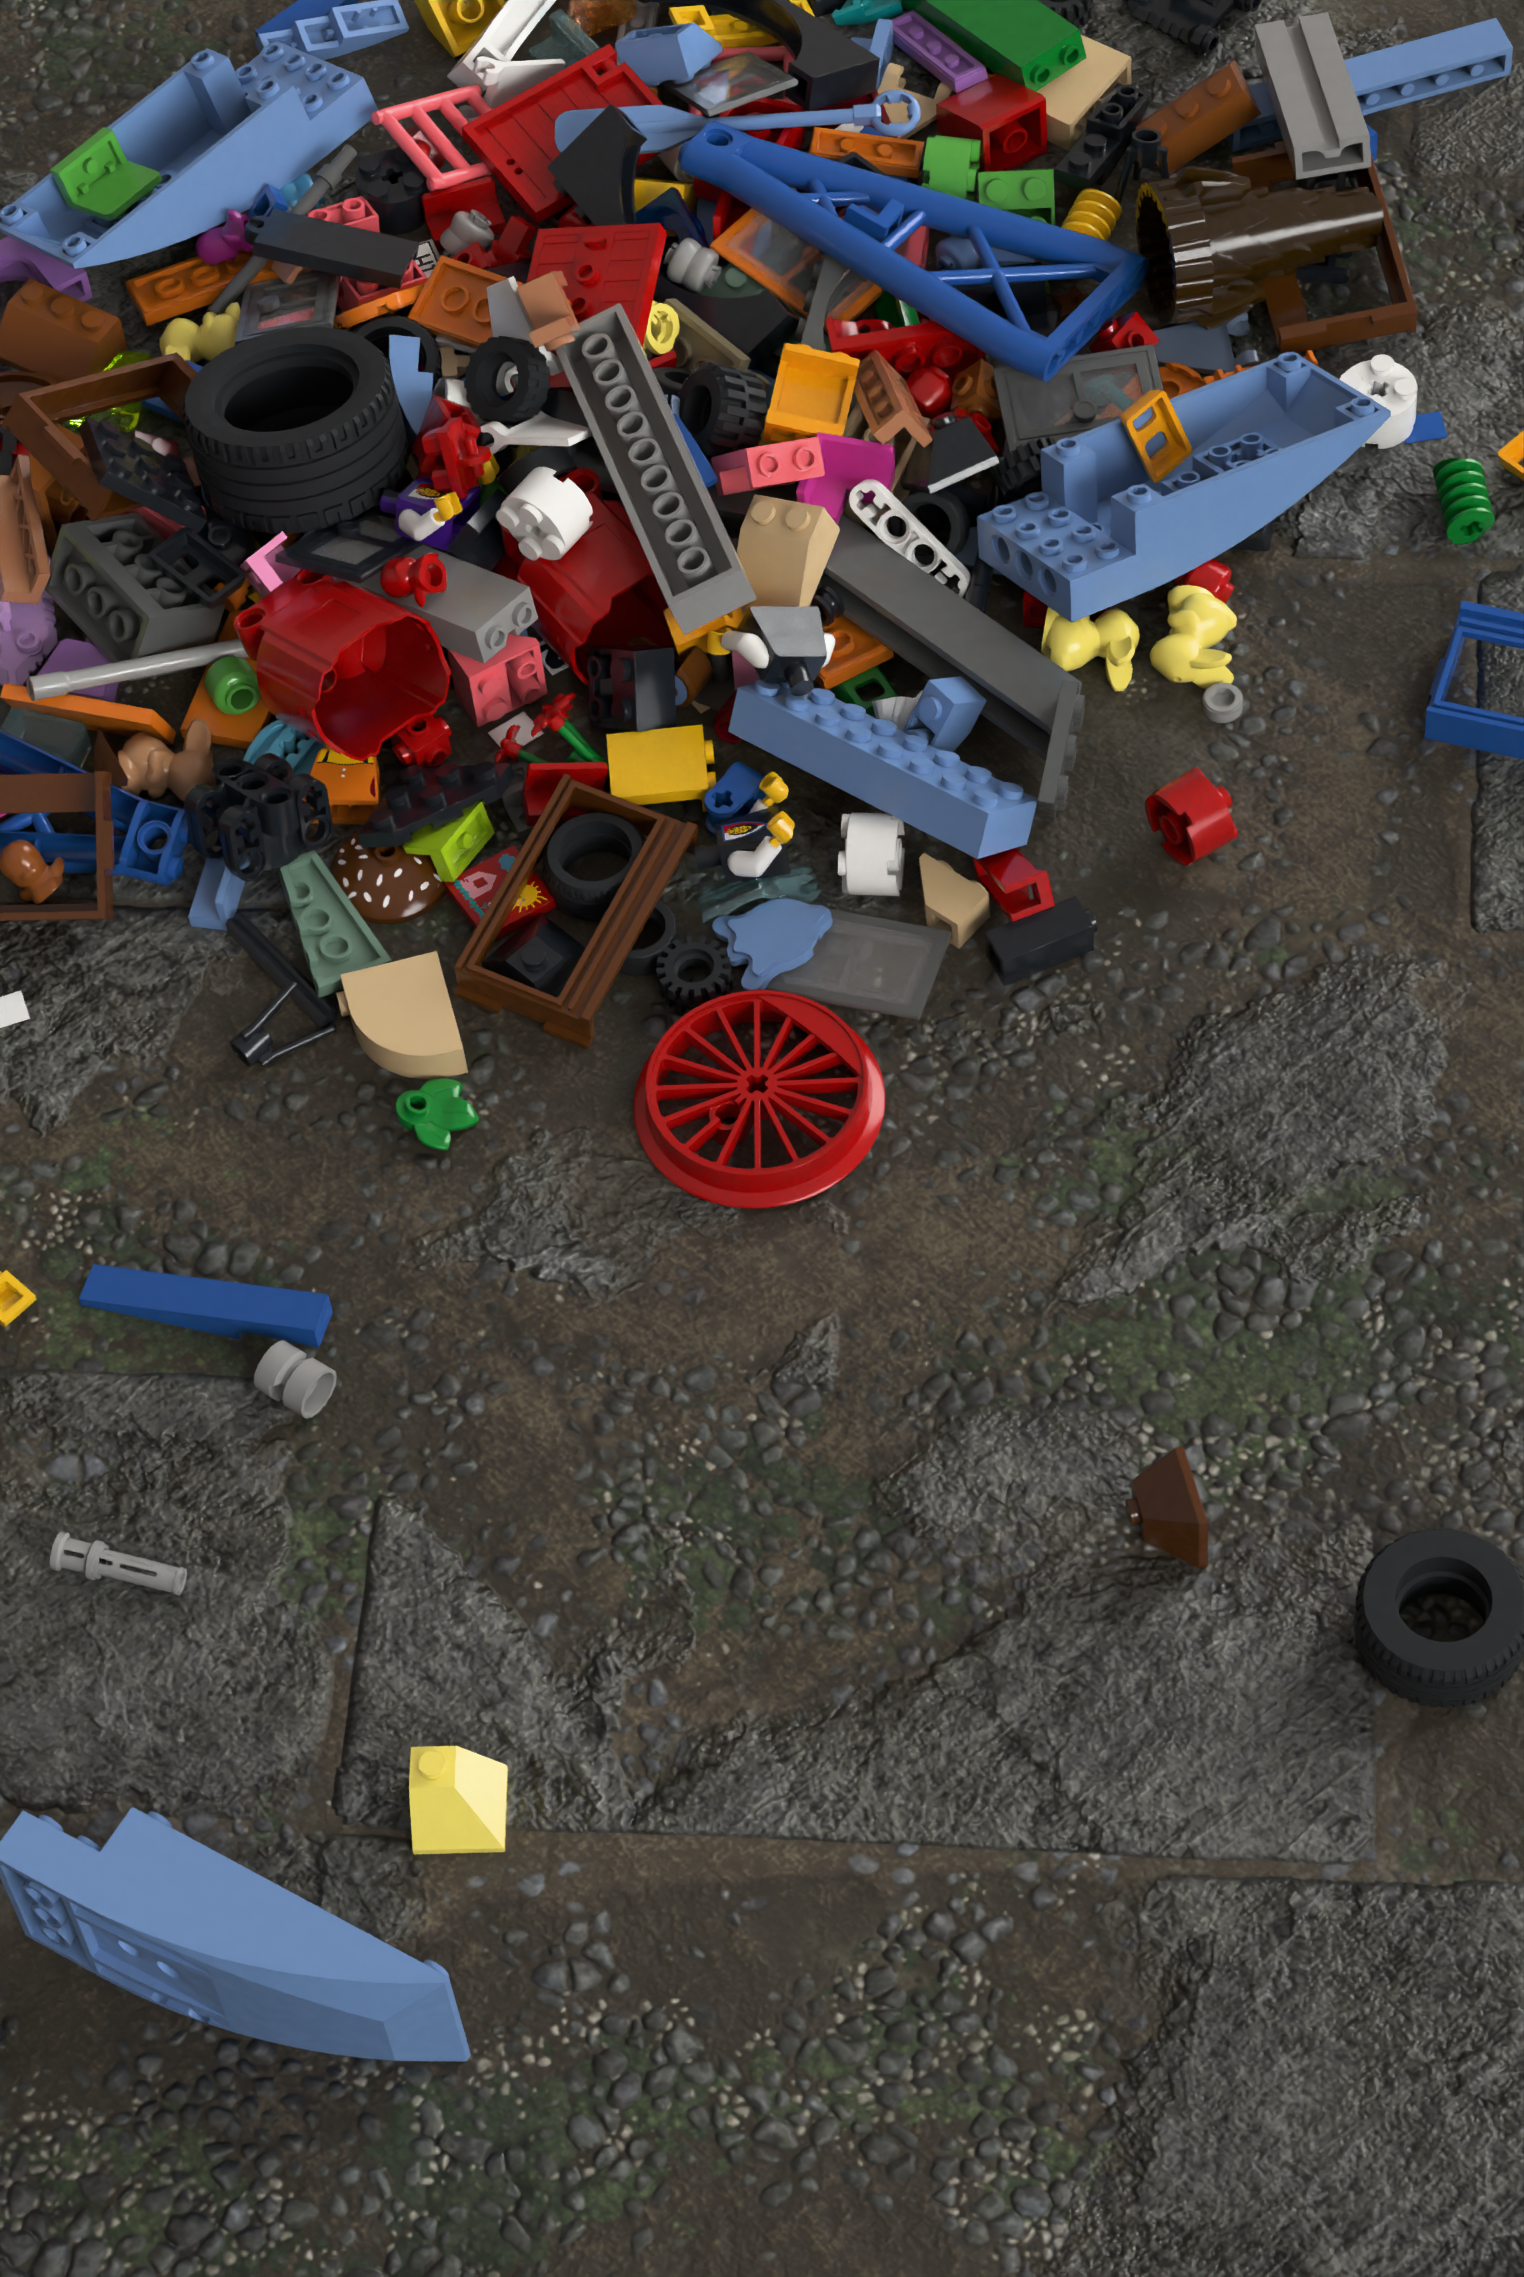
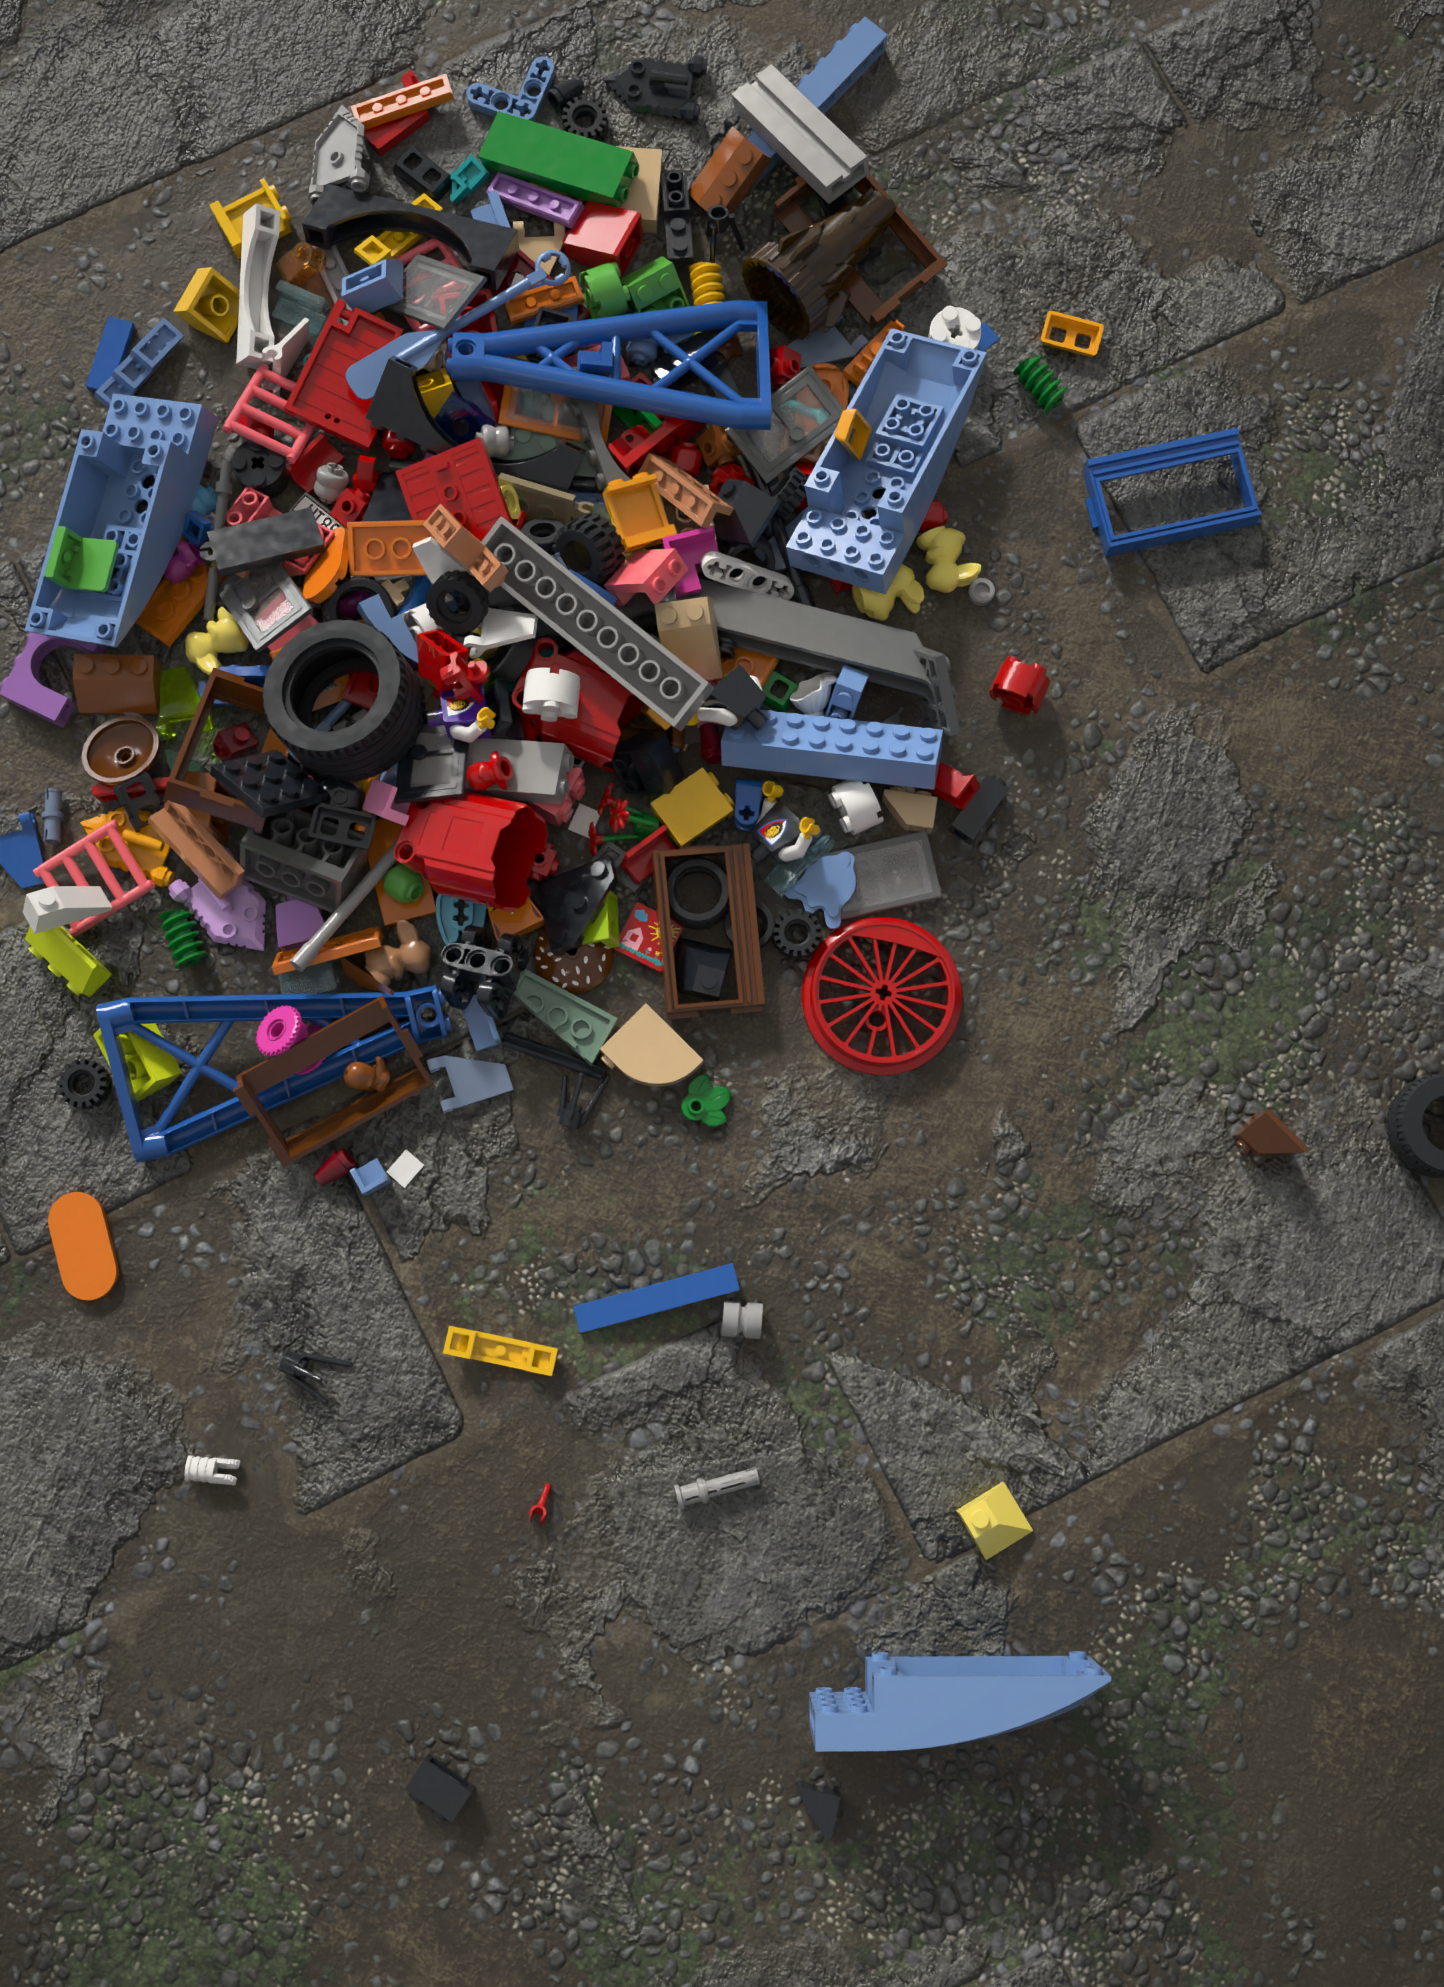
camera: 40 degrees left, 25 degrees up
(154, 947) = (471, 1080): none -> sand blue flag

